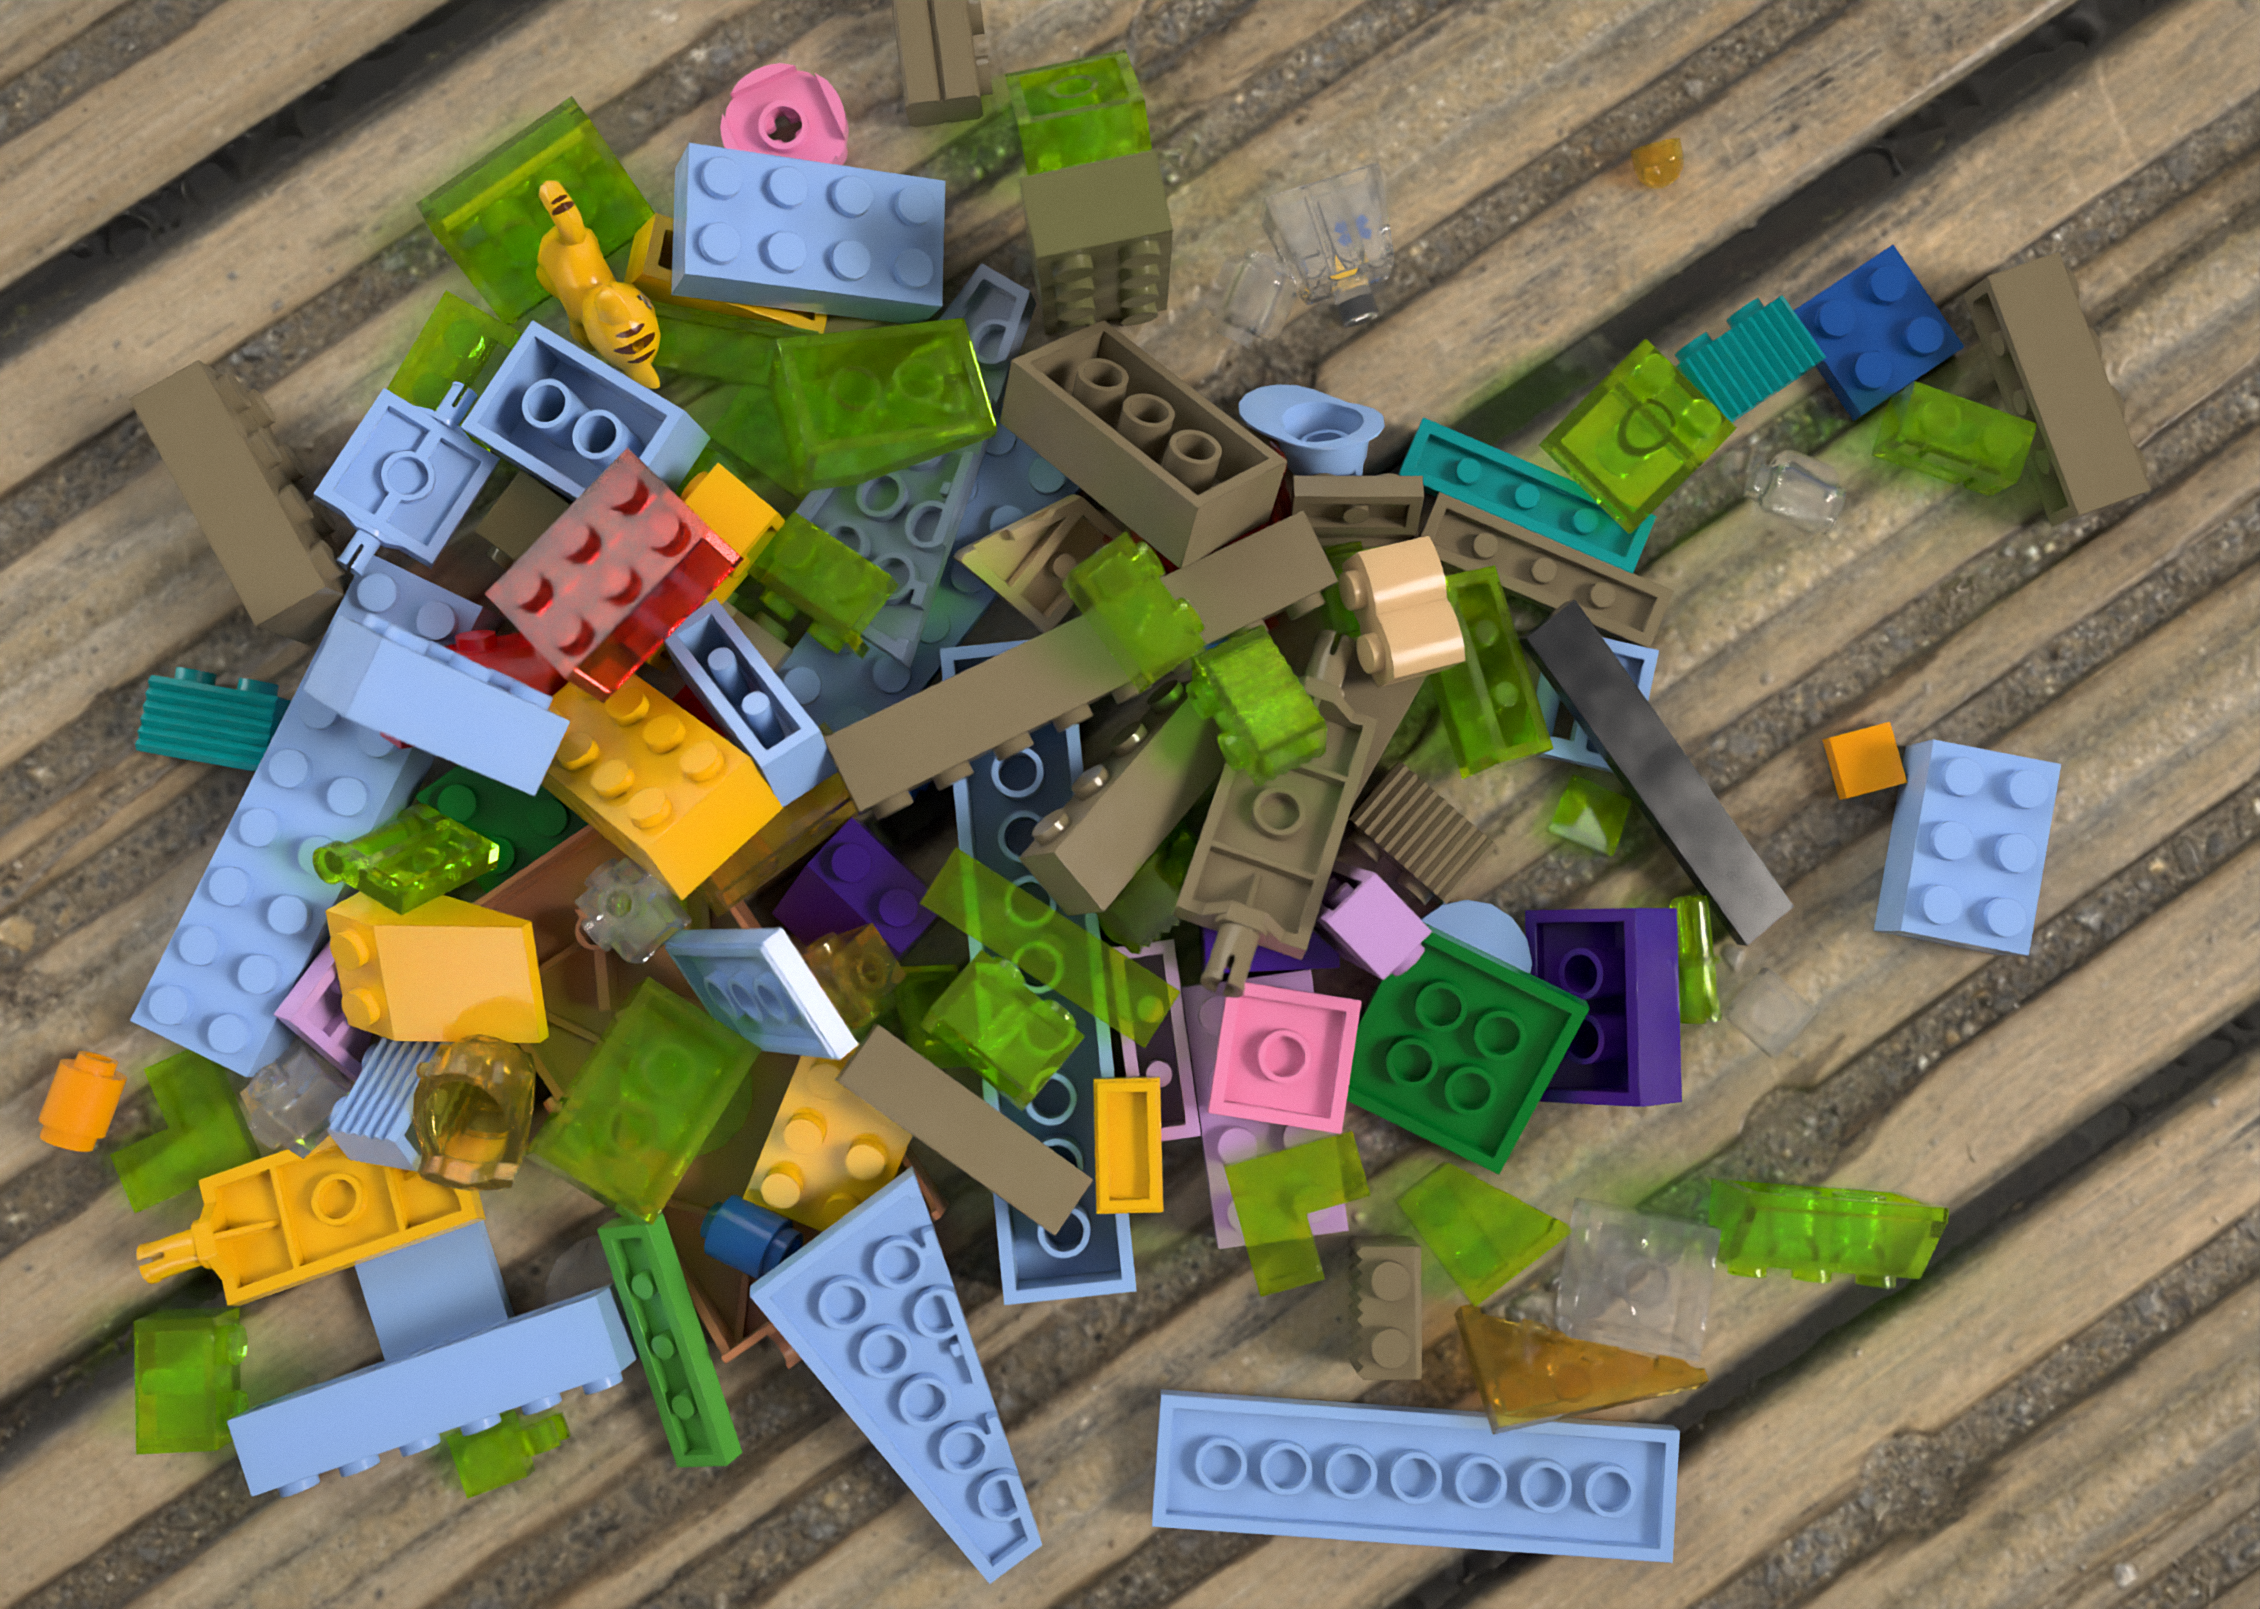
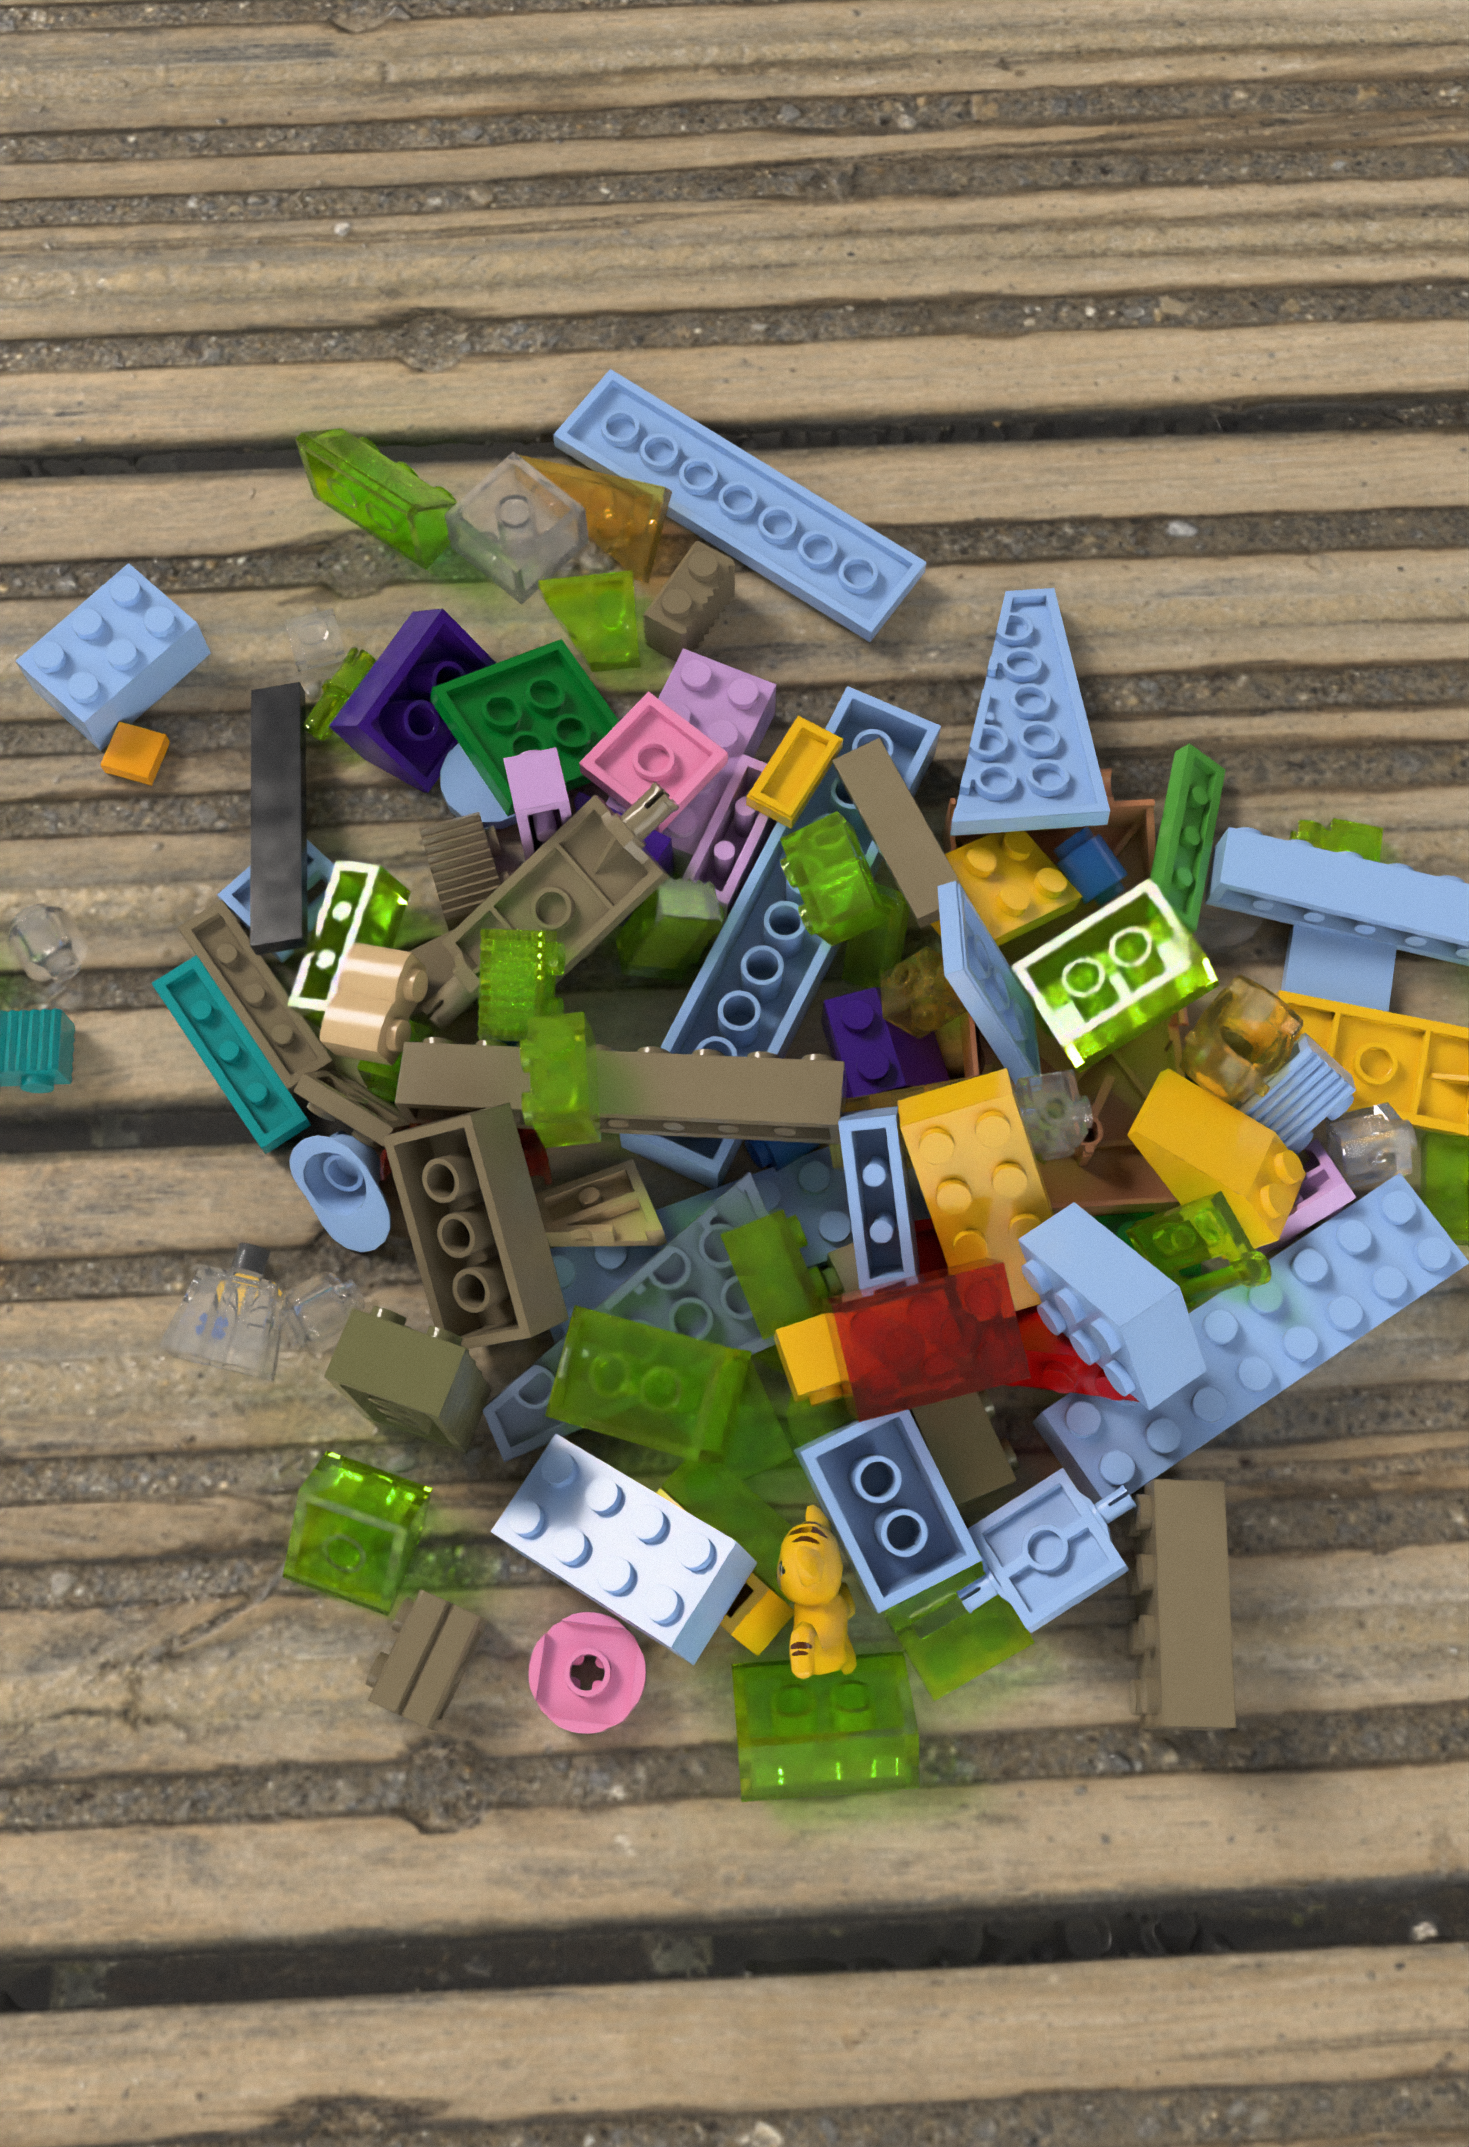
camera: 145 degrees left, 15 degrees down
(208, 722) = (1297, 1462): teal brick -> none
(1050, 947) = (767, 920): clear neon green plate -> none
(1126, 804) = (660, 979): dark tan brick -> none
(1278, 1192) = (711, 688): clear neon green tile -> none
(1590, 817) = (341, 822): clear neon green slope -> none
(1637, 436) = (123, 1039): clear neon green slope -> none

